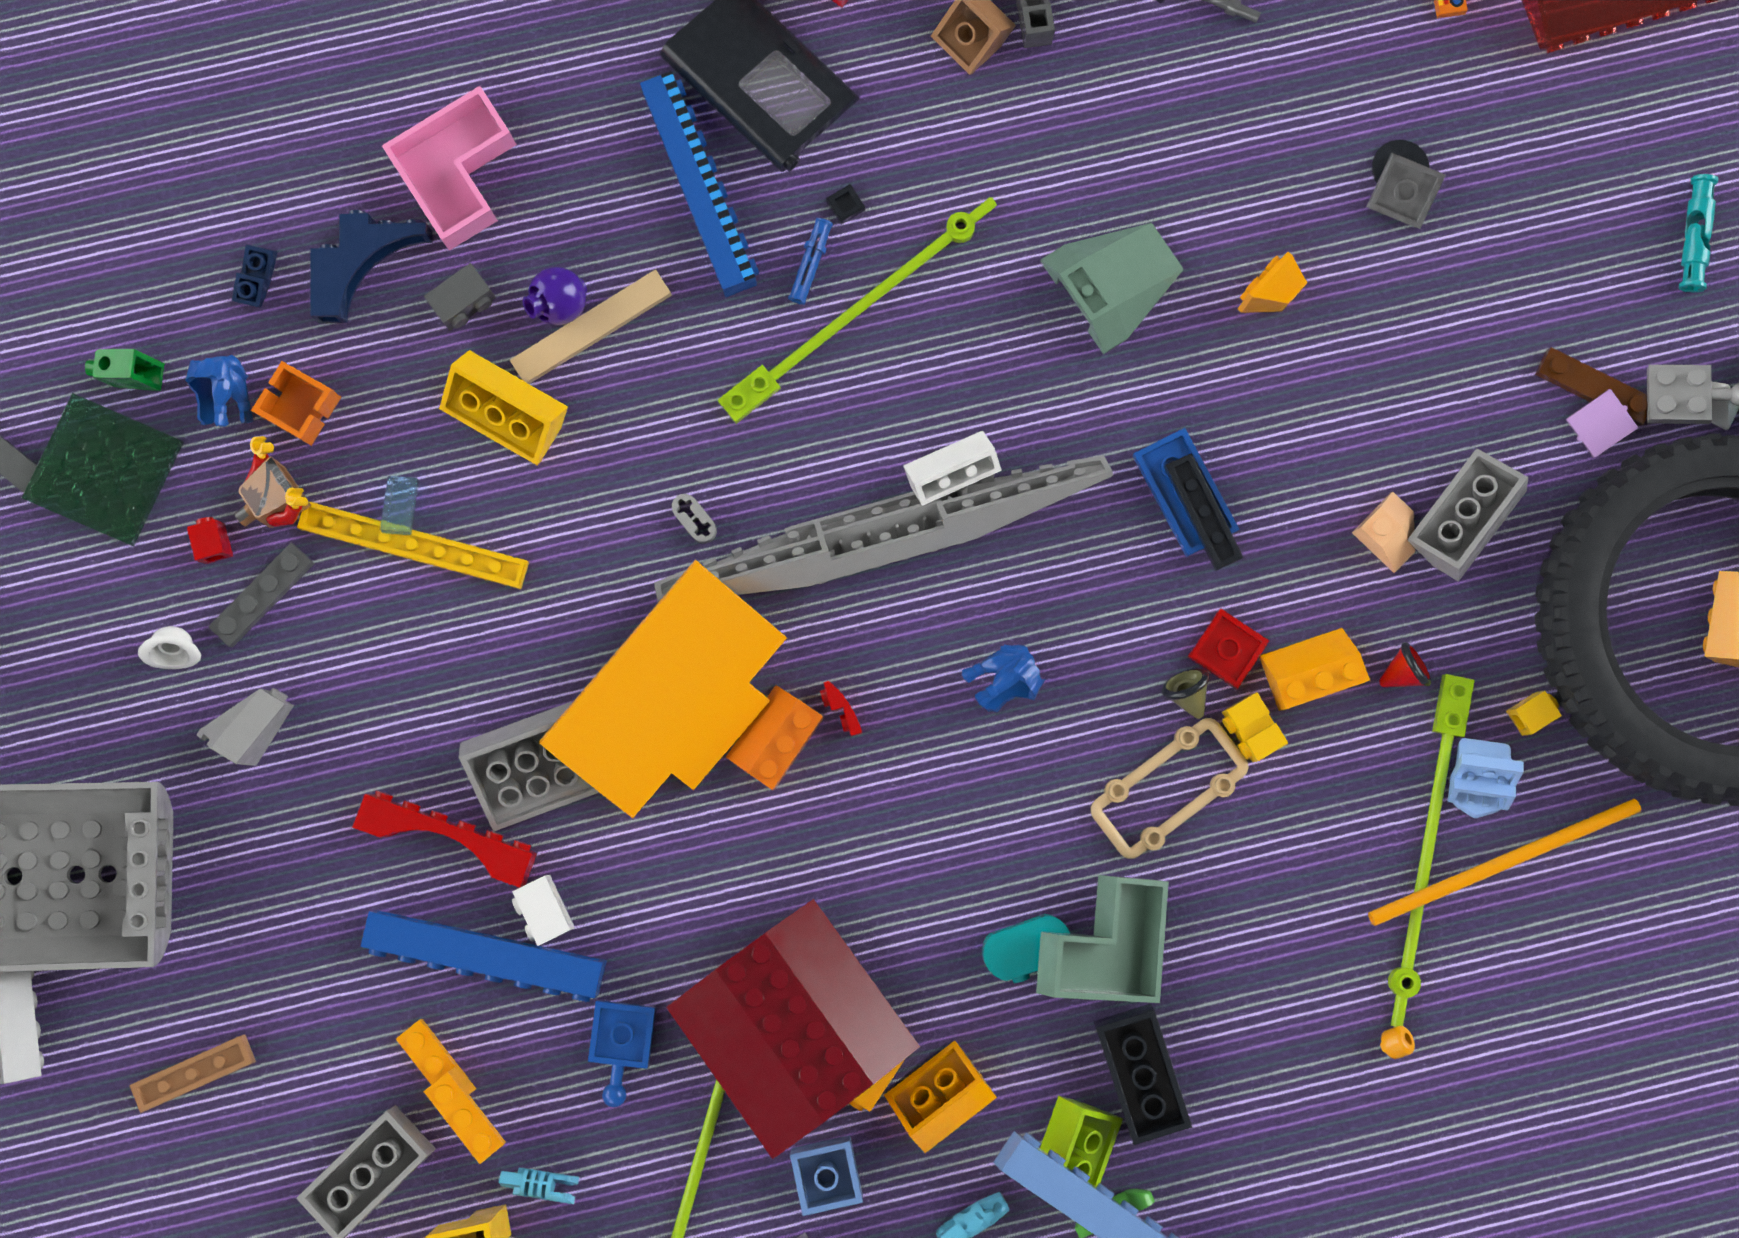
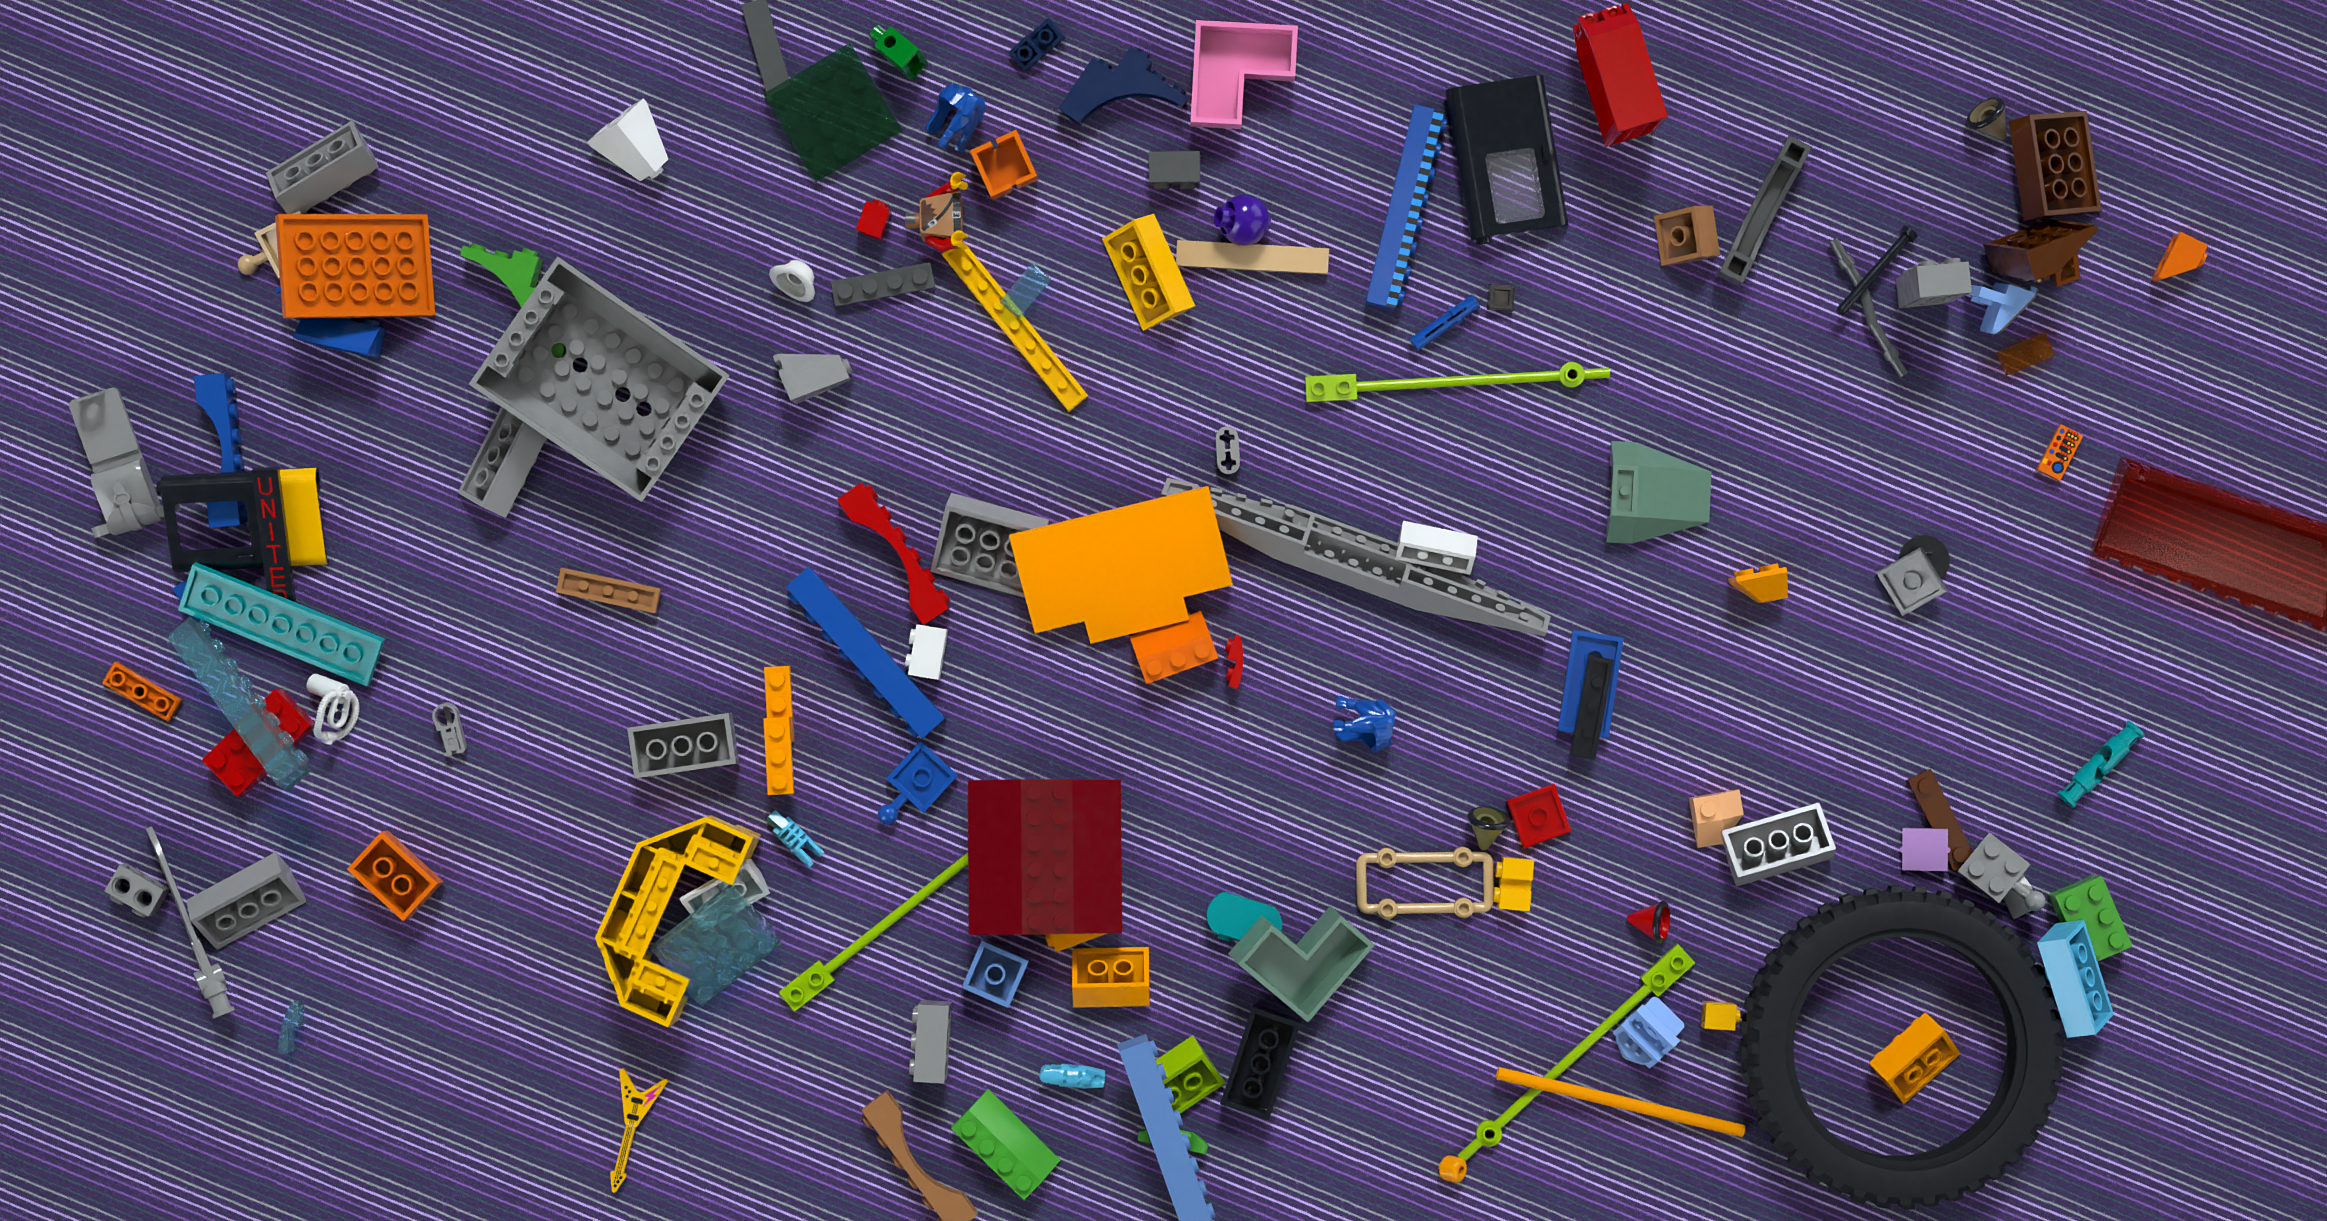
camera: 35 degrees right, 5 degrees up
(1313, 669) = (1587, 873): light orange slope -> none

